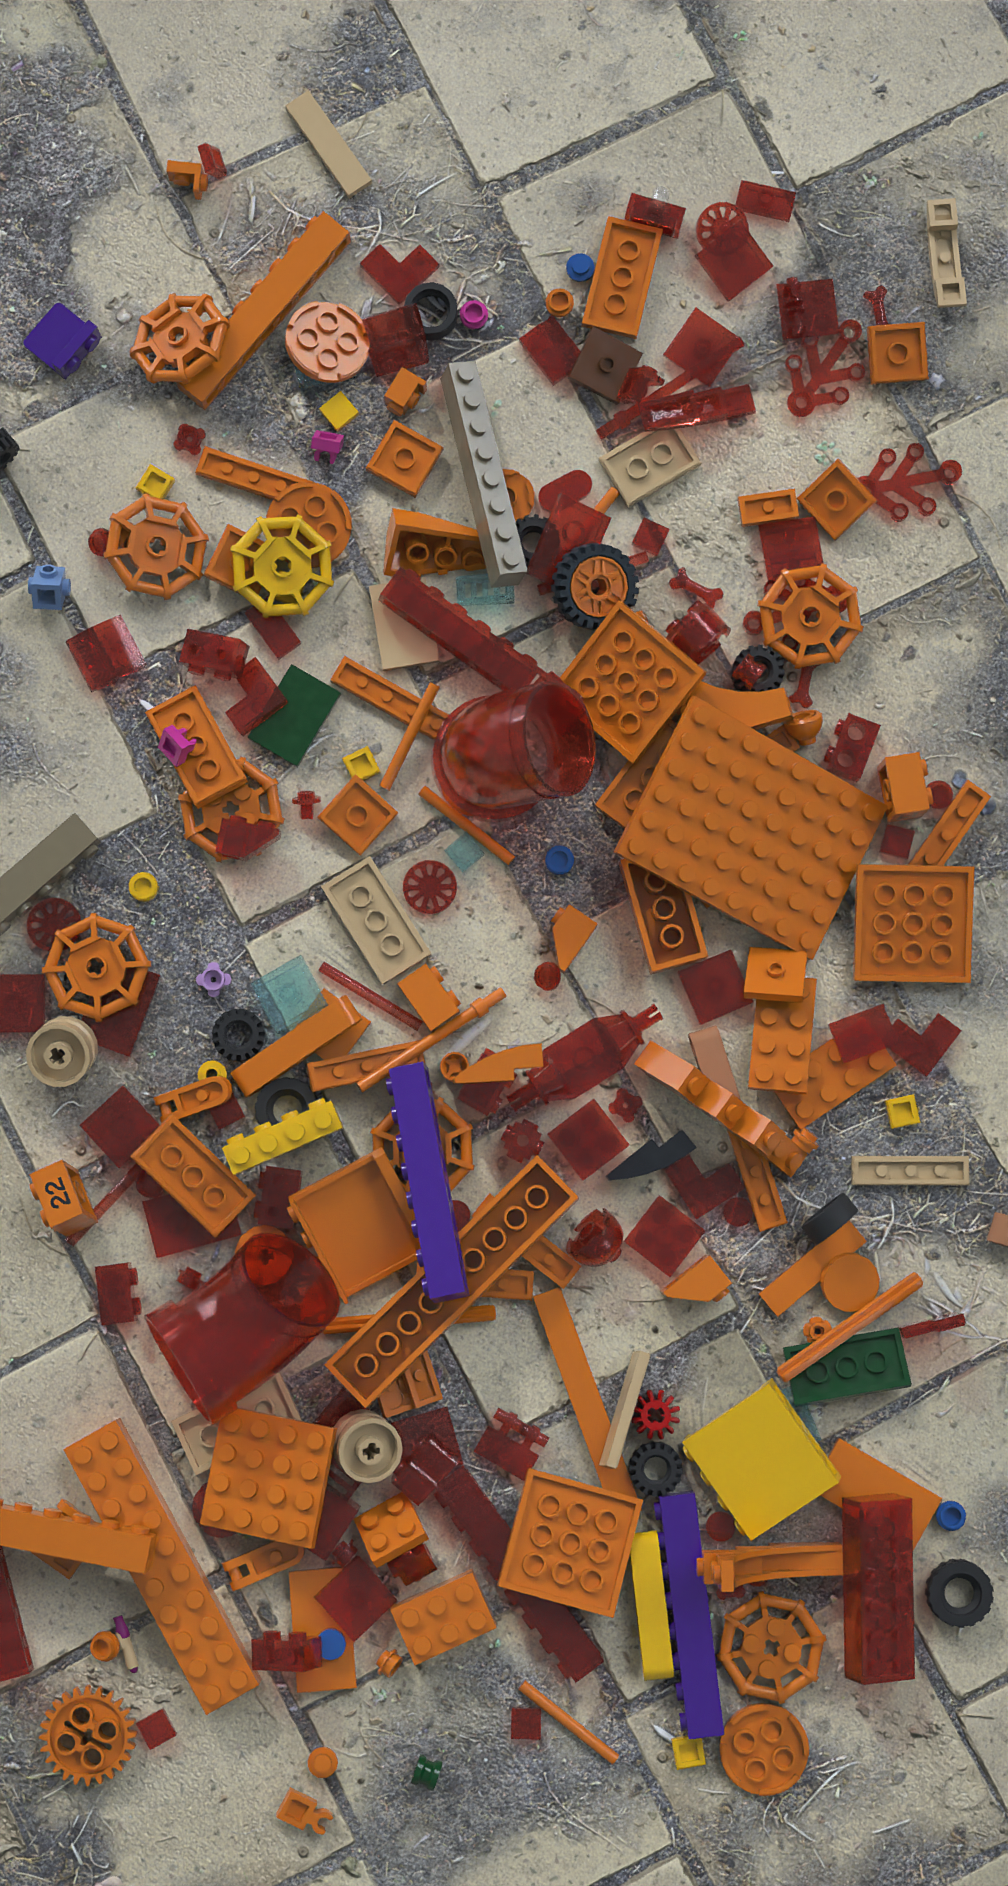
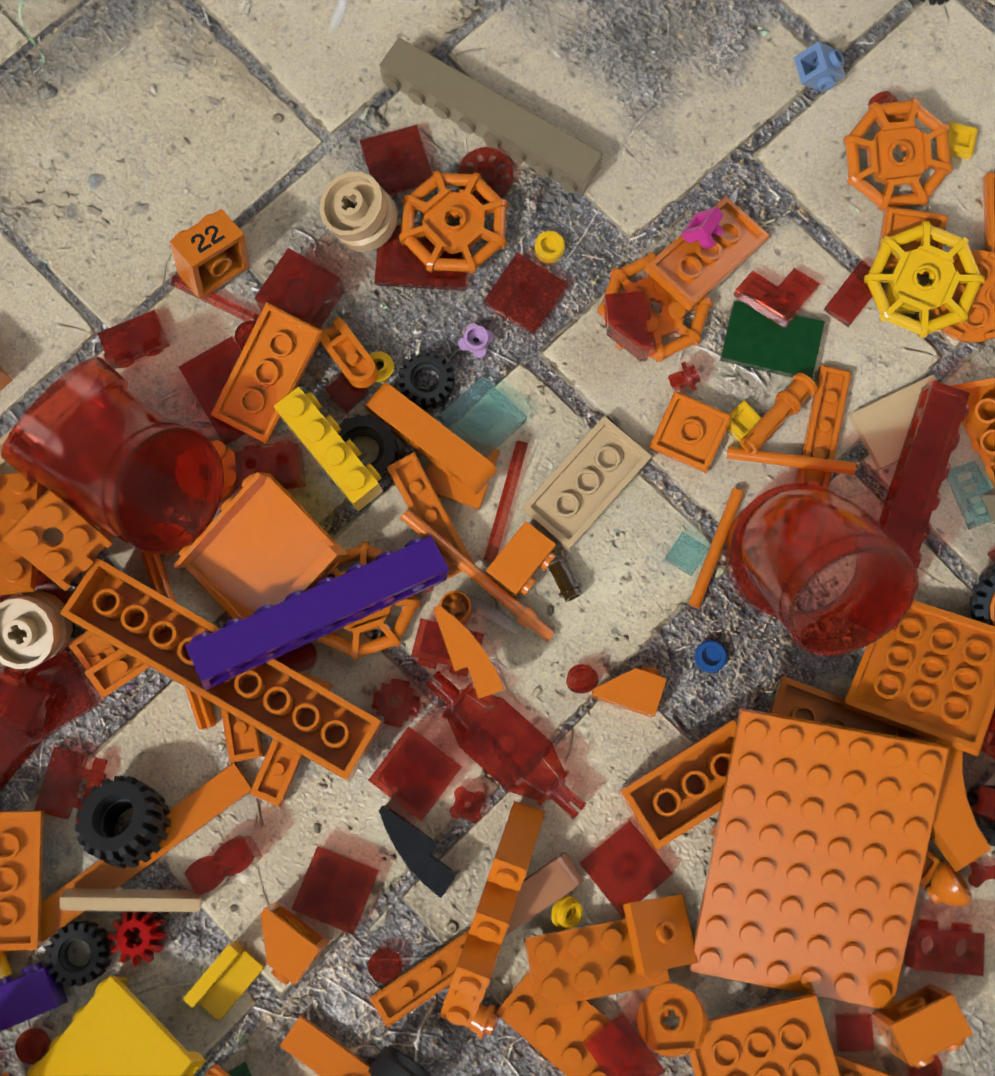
camera: 80 degrees right, 5 degrees down
(105, 653) = (772, 142): clear red slope -> none
(182, 922) = (525, 294): none -> clear red plate
(189, 1278) = (165, 403): clear red plate -> none
(214, 655) = (808, 241): clear red brick -> none
(310, 1387) = (70, 555): none -> orange bracket
(357, 722) = (786, 404): none -> orange pin
(429, 887) = (638, 528): clear red wheel -> none
(457, 964) = (565, 580): none -> dark brown pin
(536, 1409) = (104, 809): none -> black tyre
(597, 1240) = (311, 816): clear red cylinder -> none
(618, 1334) = (217, 869): none -> clear red brick
(699, 1192) = (394, 918): clear red tile -> none
(713, 1349) = (224, 980): none -> yellow panel
(737, 1047) = (566, 912): none -> yellow plate
(832, 994) = (688, 1033): none -> orange plate

